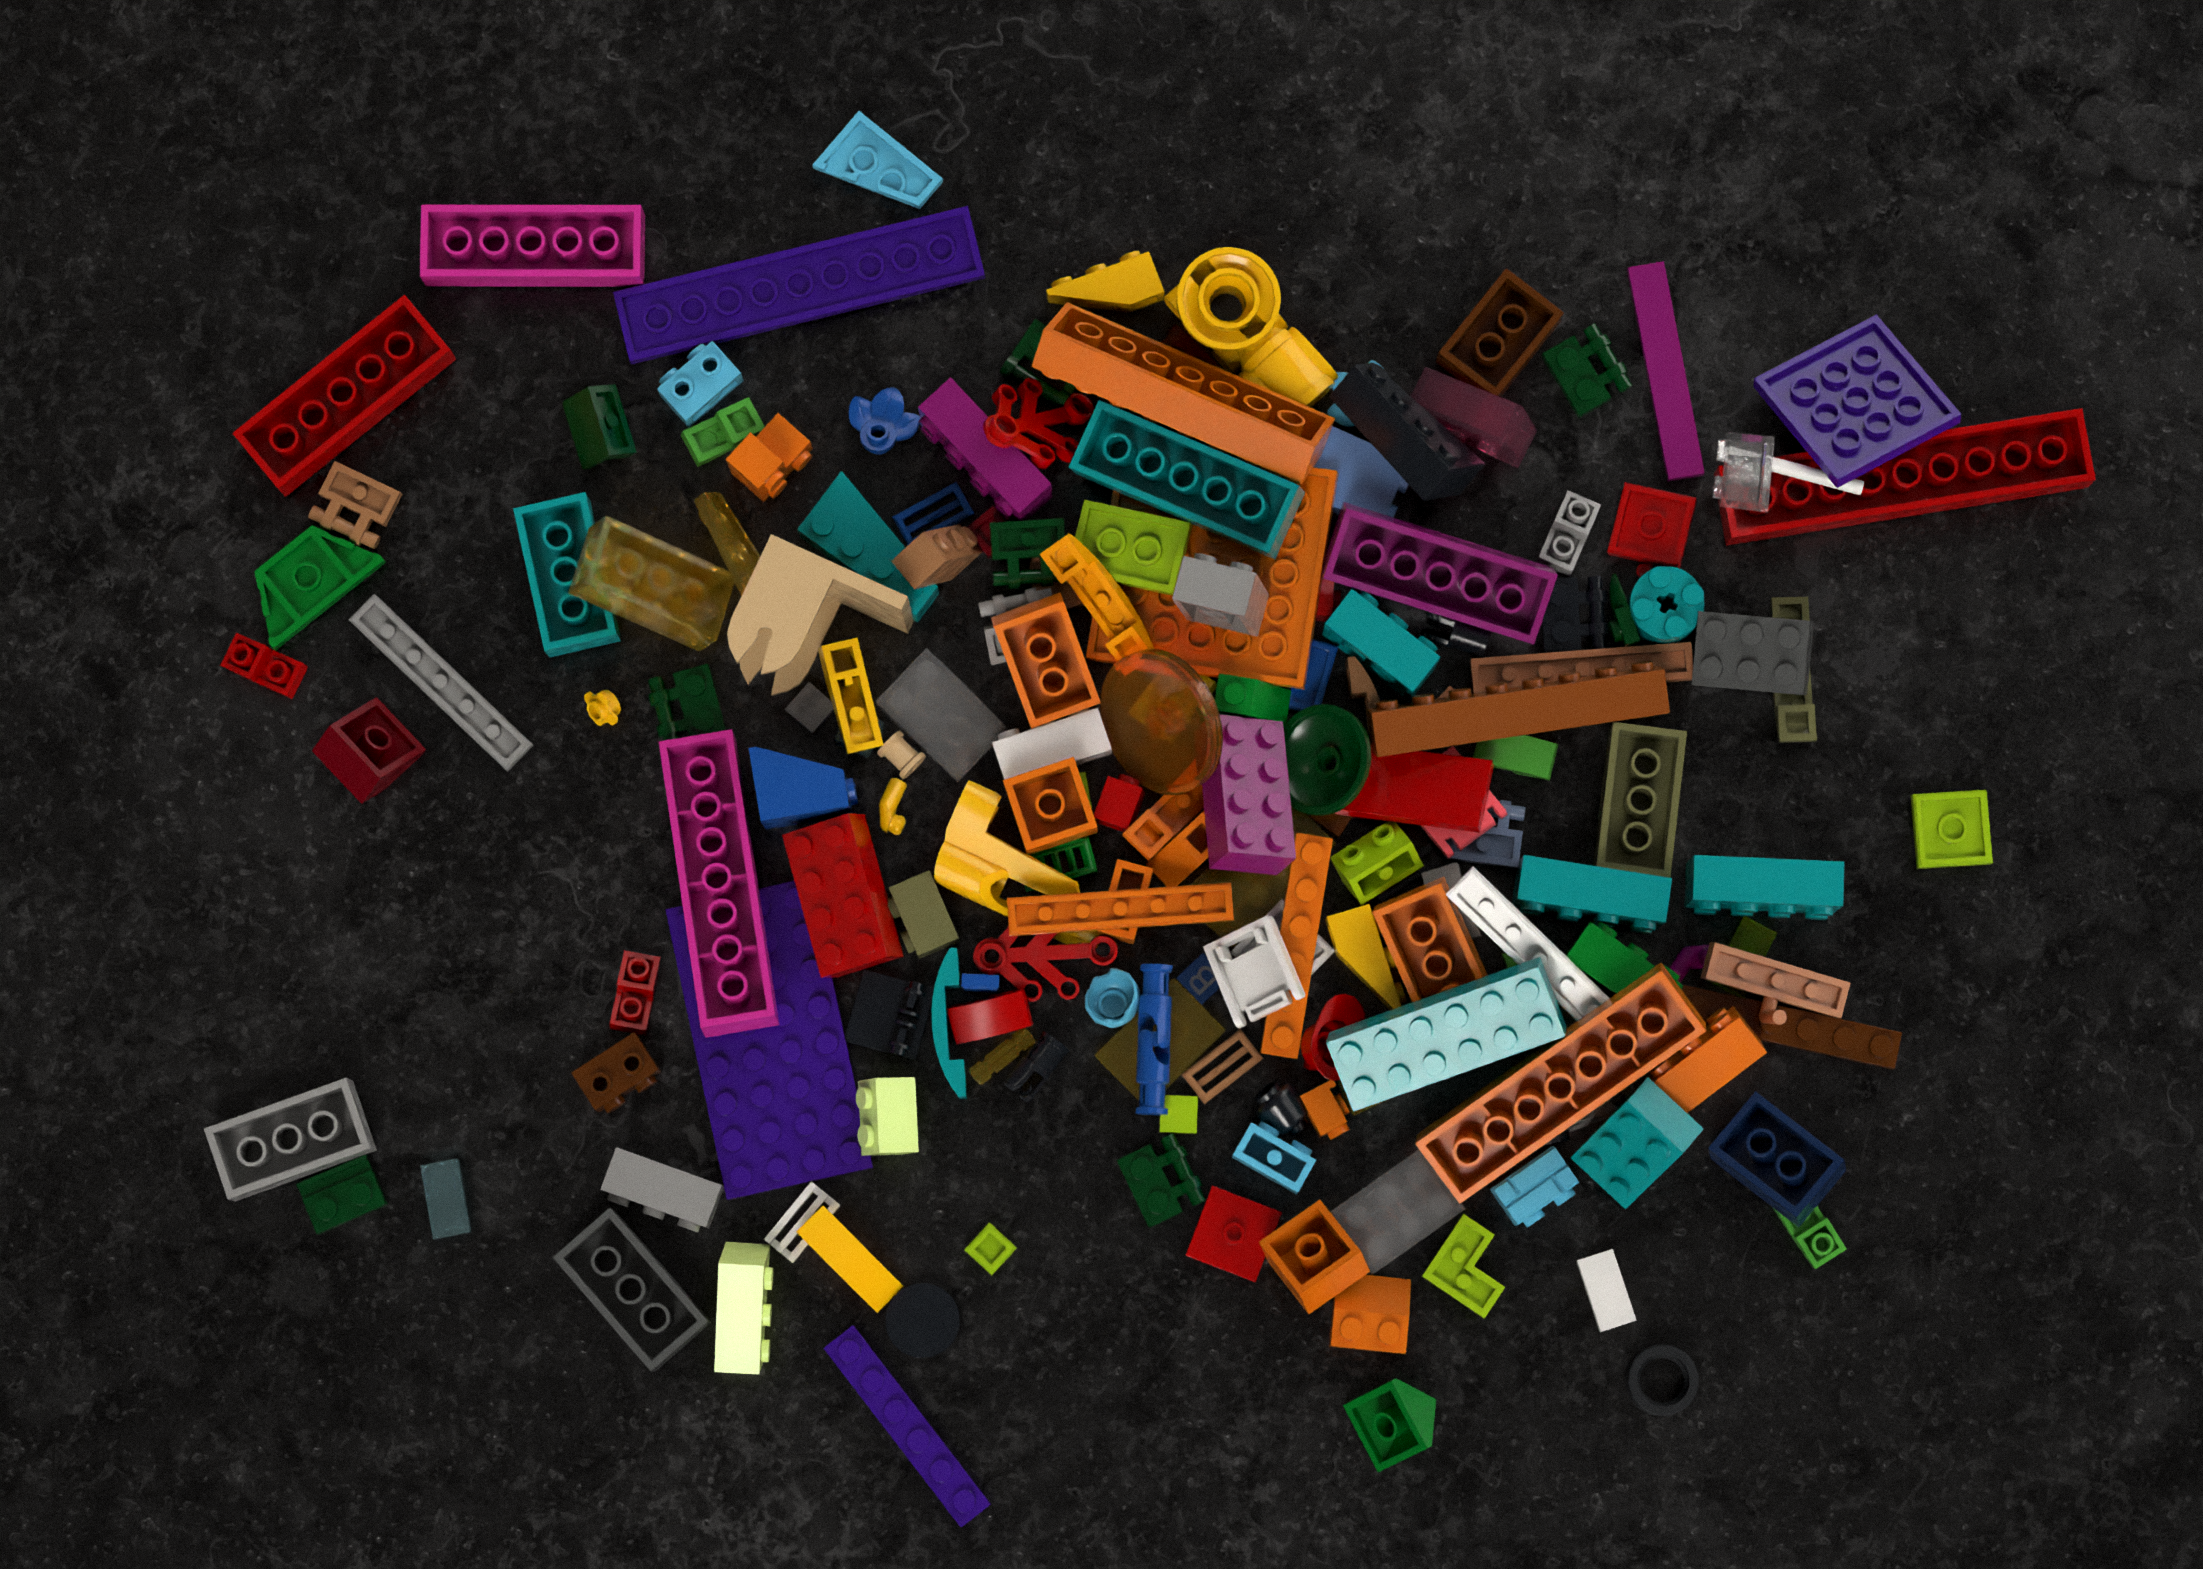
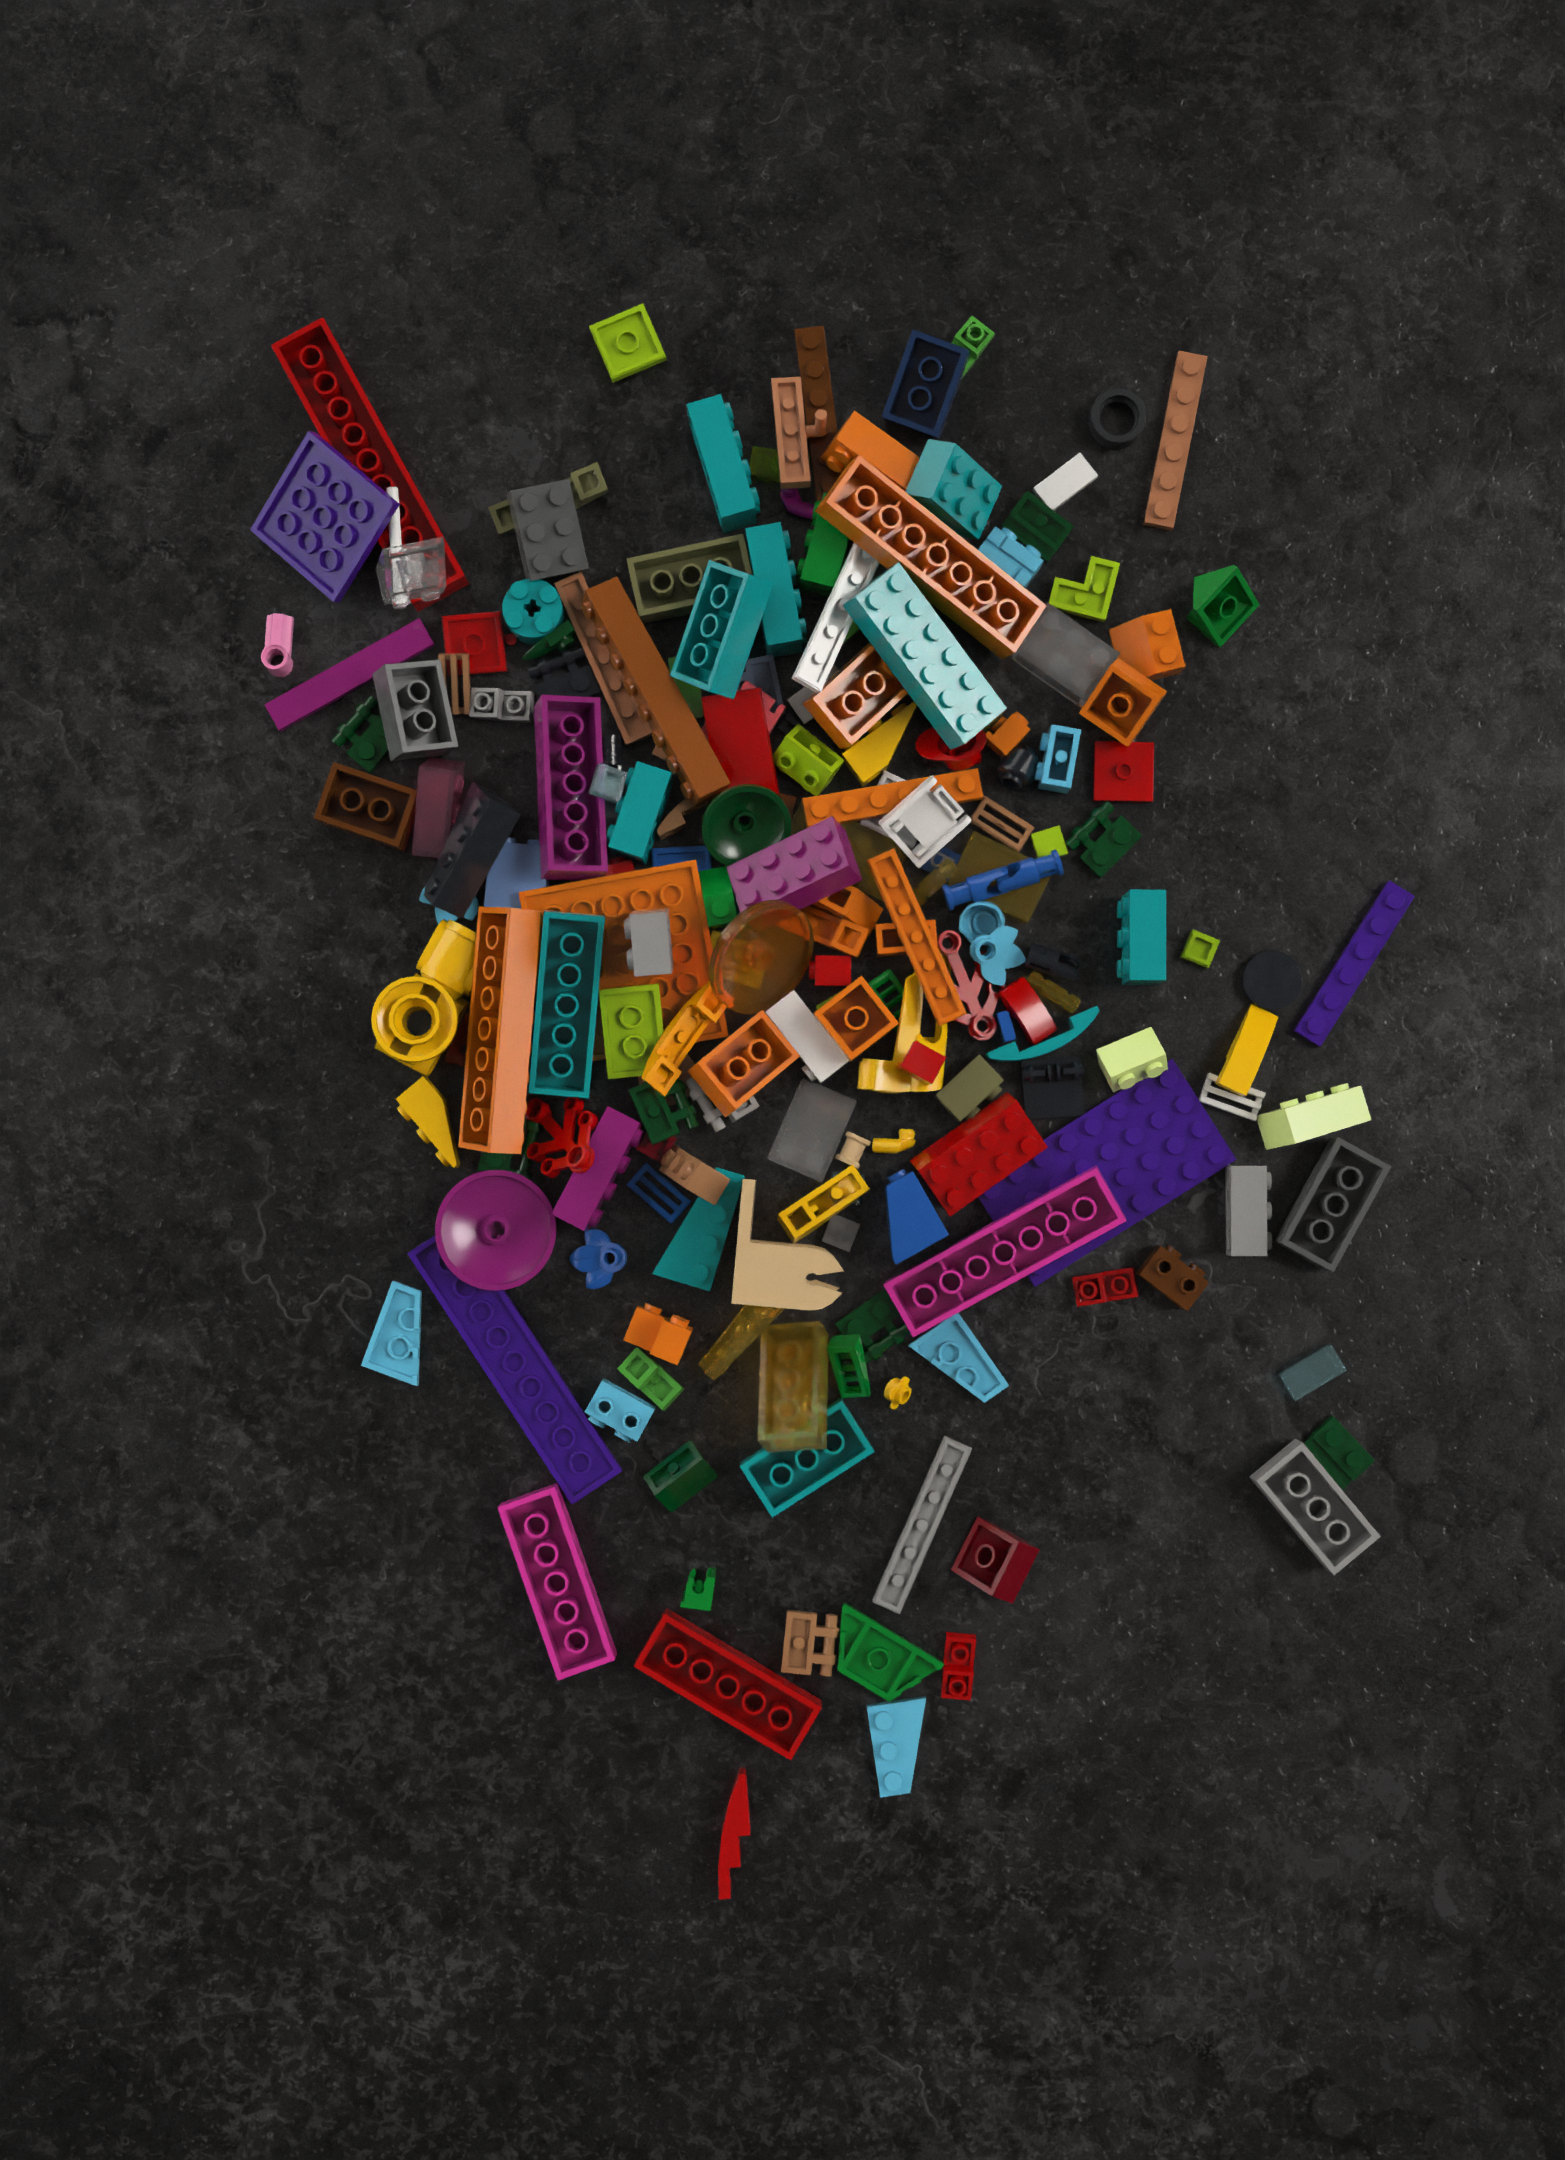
camera: 110 degrees left, 5 degrees up
(183, 350) = (735, 1824): none -> red slope
(206, 563) = (895, 1741): none -> medium azure wing
(457, 399) = (699, 1595): none -> green hinge
(617, 795) = (960, 1355): none -> medium azure wing
(674, 667) = (849, 1347): none -> green slope
(957, 312) = (495, 1230): none -> magenta dish
(970, 860) = (921, 1063): none -> red panel
(1026, 1177) = (1142, 937): none -> teal brick
(1066, 1006) = (1000, 954): none -> medium azure plate
(1180, 958) = (935, 880): none -> clear yellow axle
(1426, 614) = (608, 783): none -> clear light blue plate
(1560, 806) = (721, 629): none -> teal brick
(1564, 1237) = (1038, 525): none -> dark green plate
(1584, 478) = (453, 657): none -> medium nougat tile
(1593, 428) = (415, 710): none -> dark grey brick
(1612, 1442) = (1175, 440): none -> nougat plate
(1732, 301) = (278, 642): none -> bright pink piece

